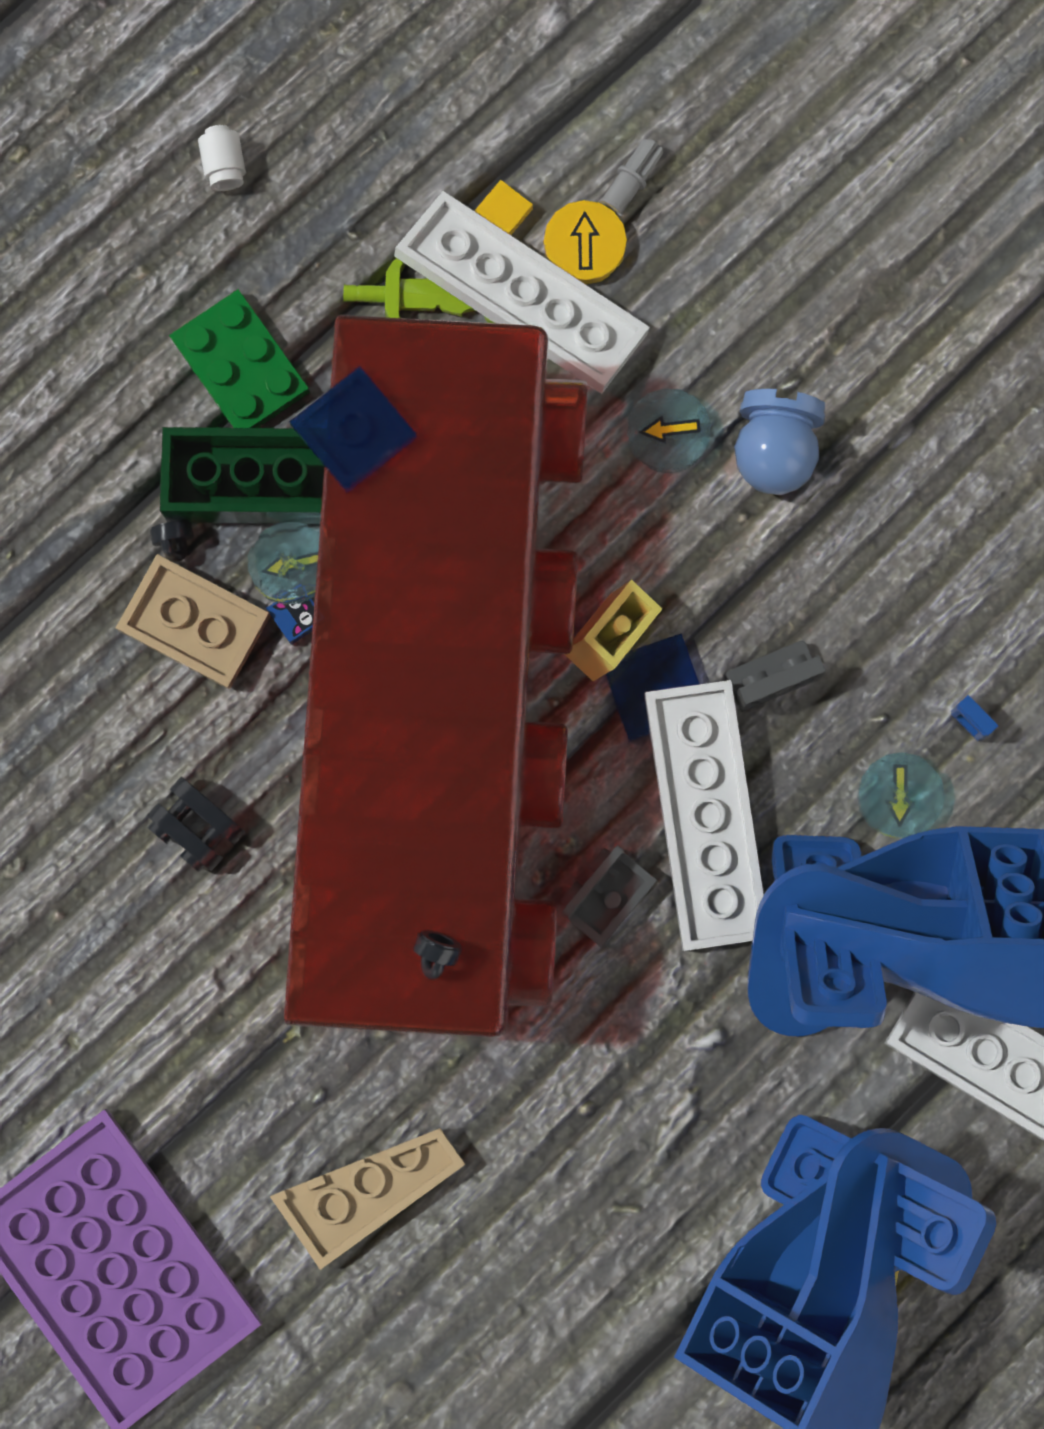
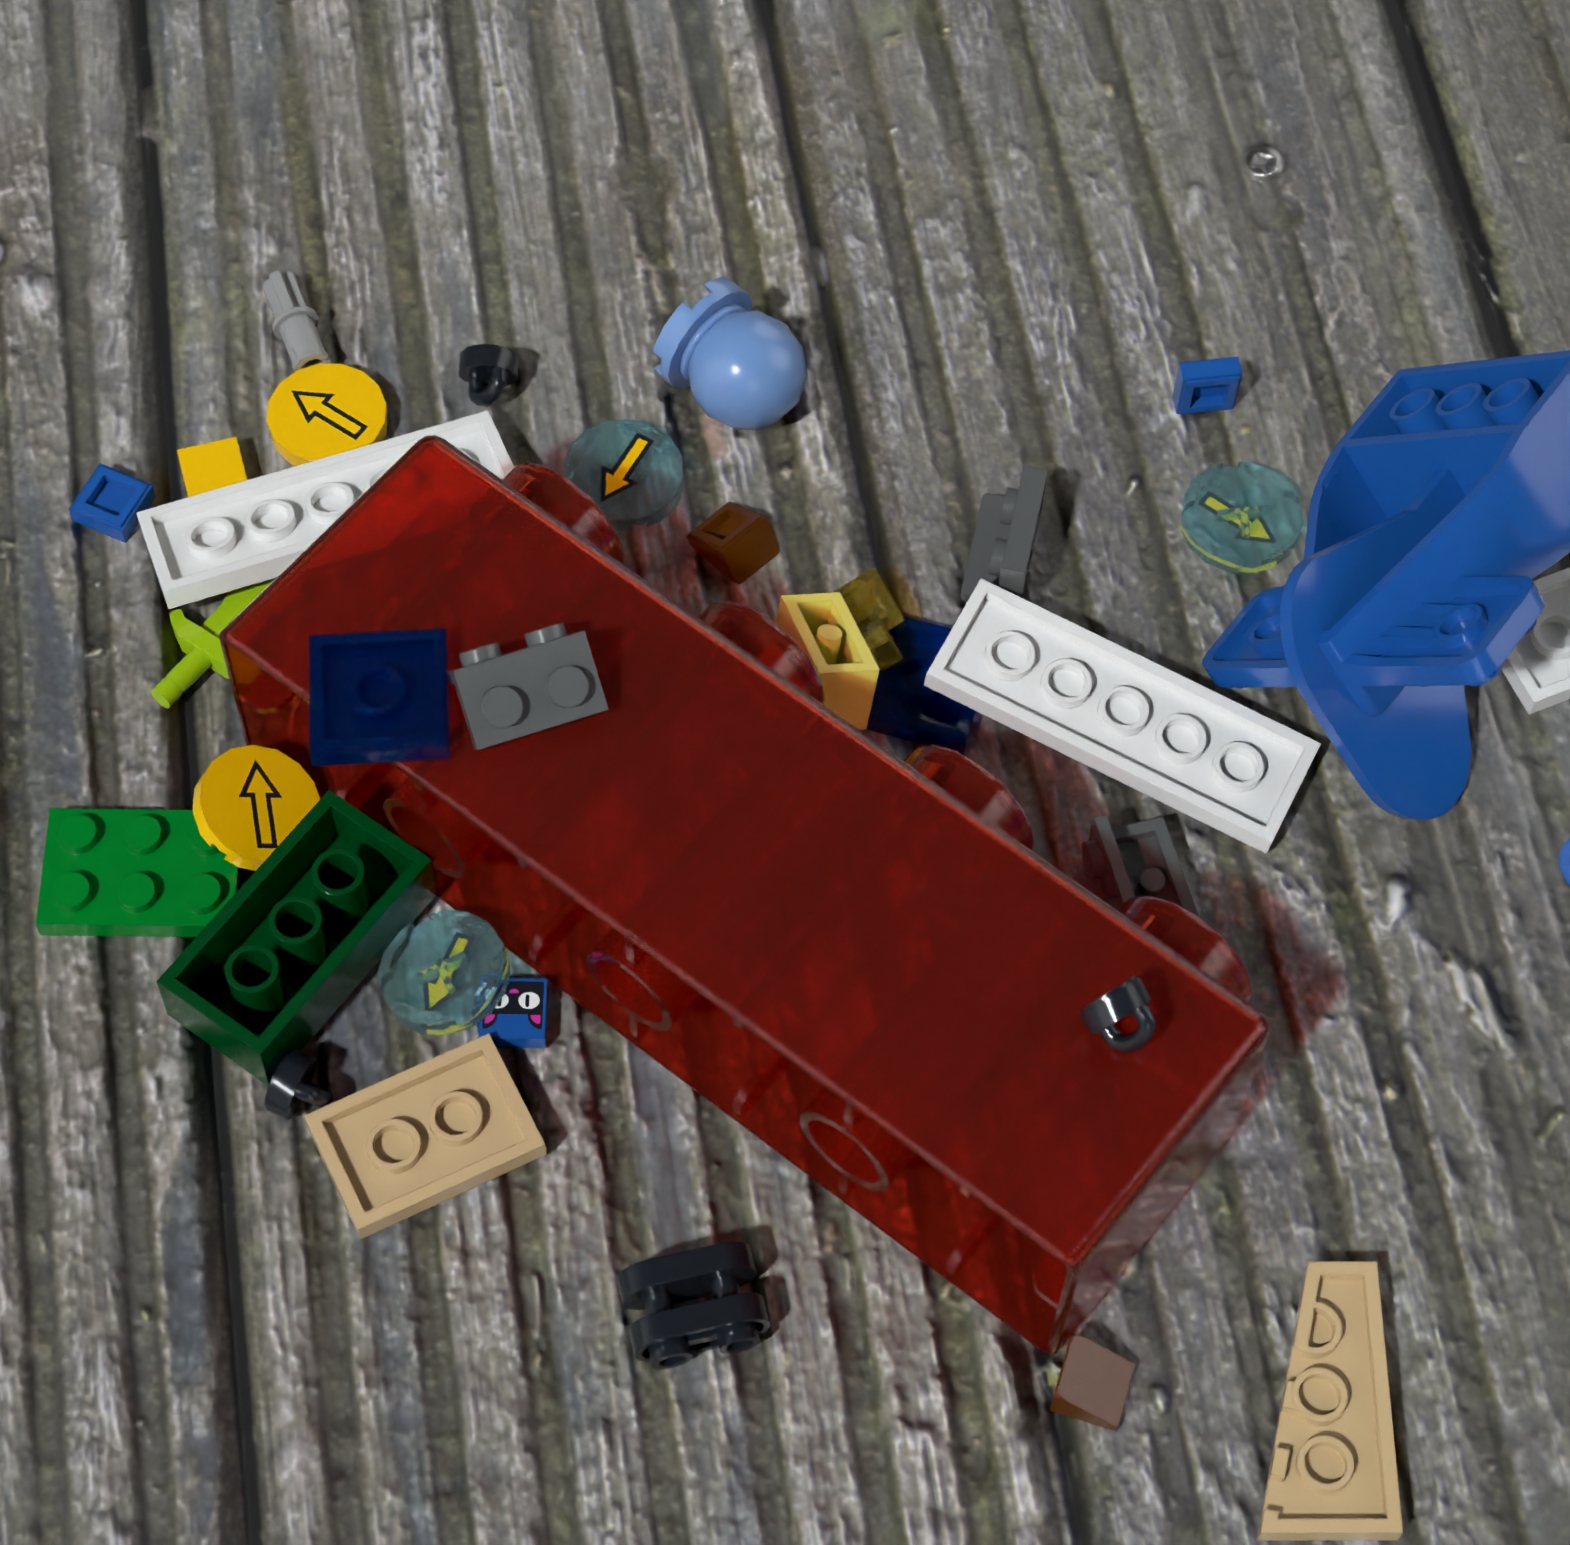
camera: 60 degrees left, 20 degrees down
(297, 1057) = (1092, 1383): none -> reddish brown slope
(298, 385) = (251, 802): none -> yellow tile
(411, 502) = (527, 687): none -> dark grey bracket
(446, 171) = (111, 502): none -> blue tile
(668, 631) = (874, 615): none -> clear yellow plate
(671, 522) = (735, 541): none -> reddish brown slope
(680, 303) = (490, 367): none -> black tile

